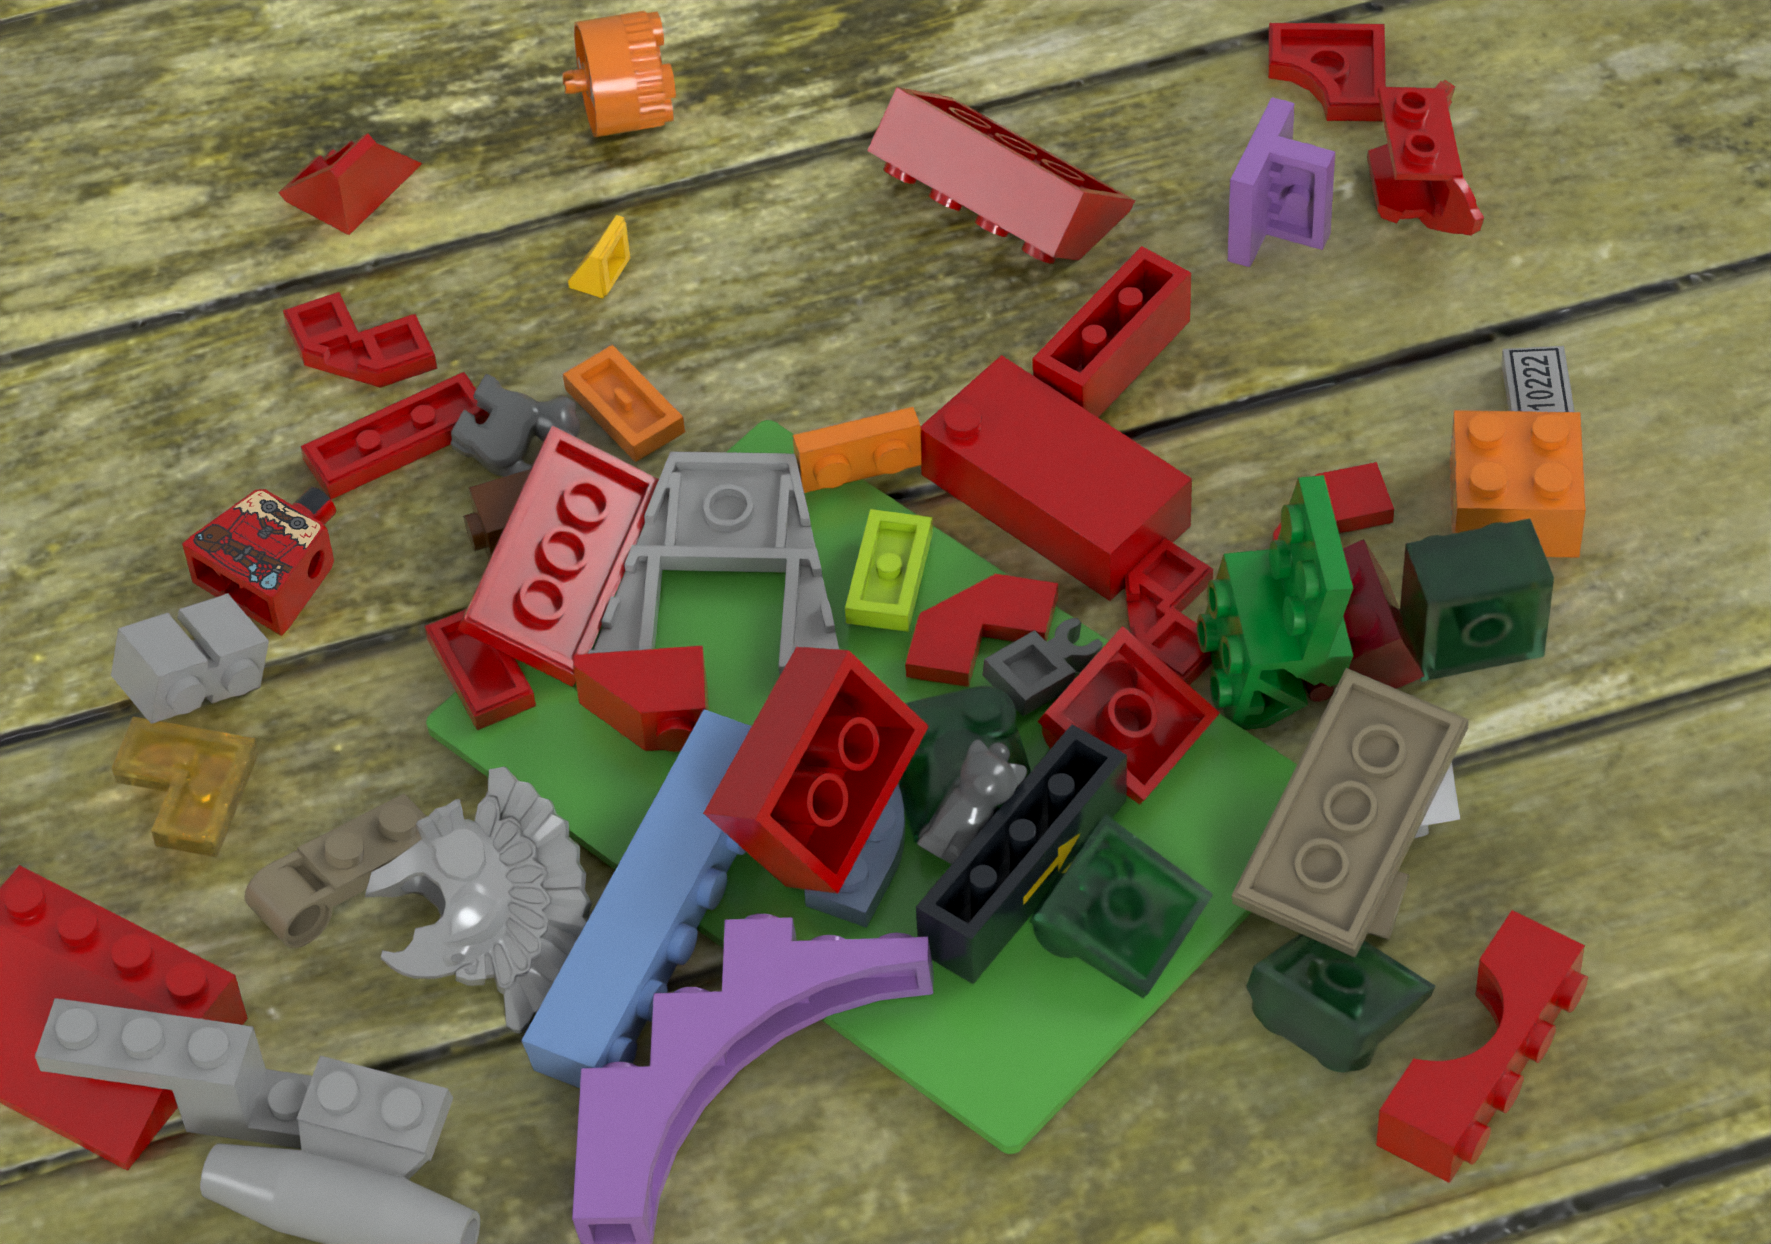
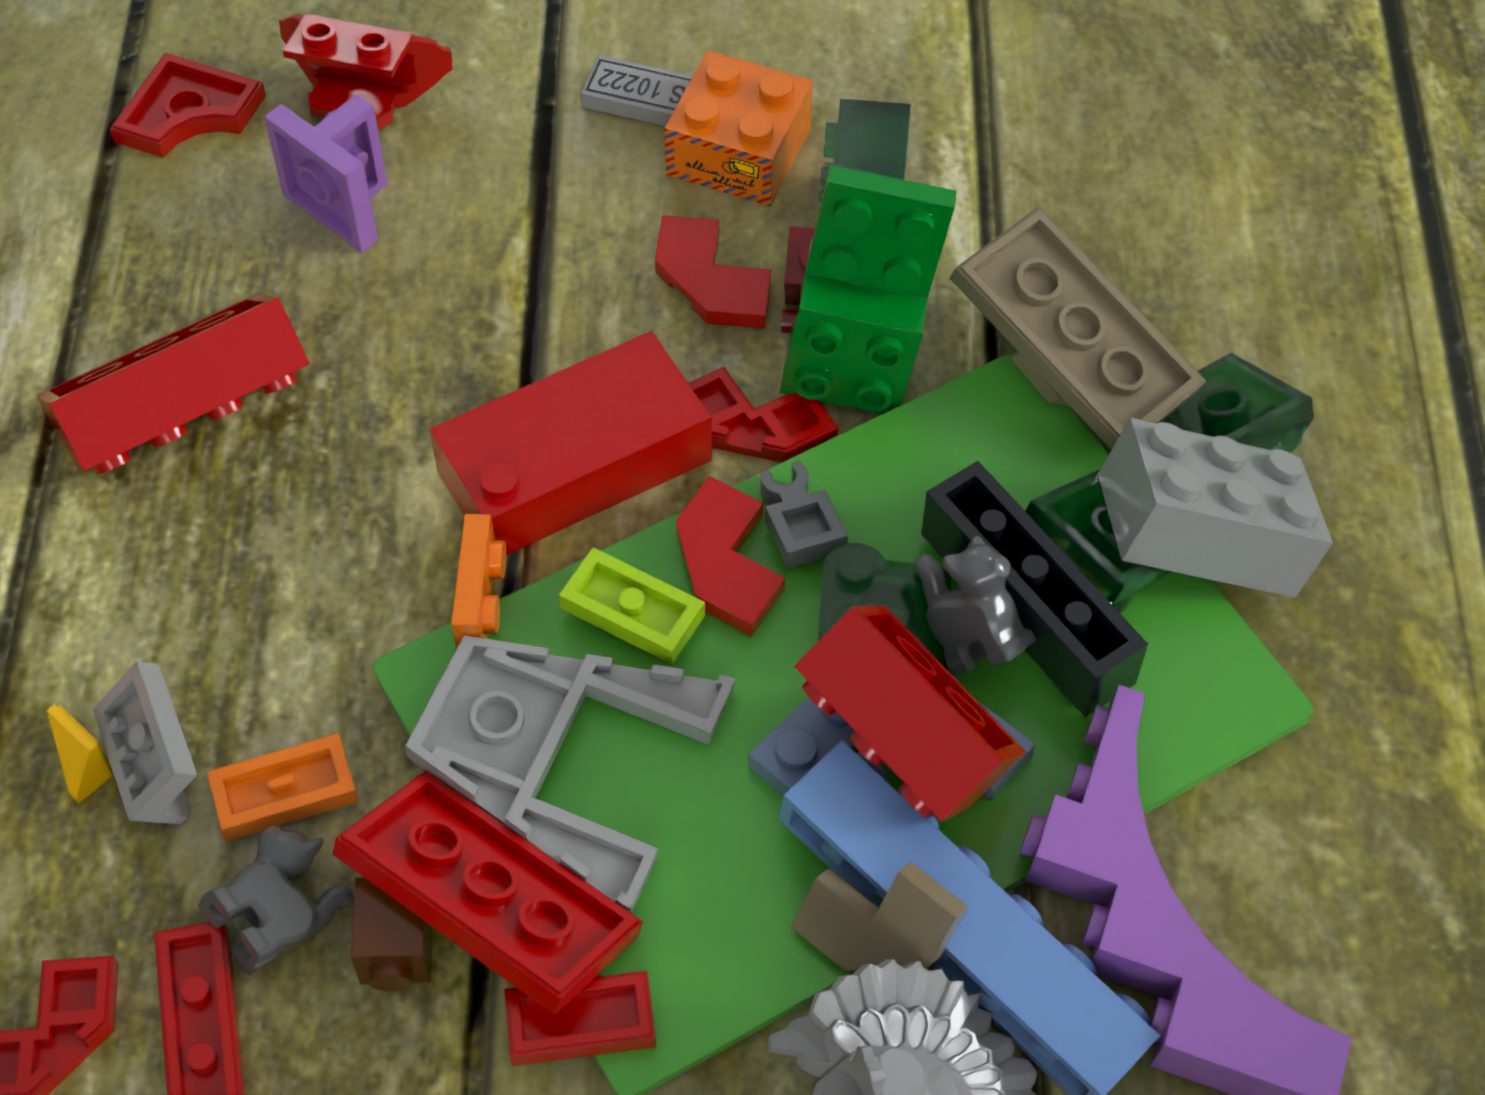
camera: 75 degrees left, 5 degrees up
(614, 300) = (146, 746): none -> light grey bracket
(622, 822) = (907, 927): none -> dark tan tile
(645, 693) = (707, 855): red slope -> none
(1117, 332) = (434, 338): red brick -> none
(1135, 707) = (883, 466): red slope -> none
(1180, 978) = (1213, 508): none -> light grey brick
(1443, 1107) = (1255, 291): red arch -> none

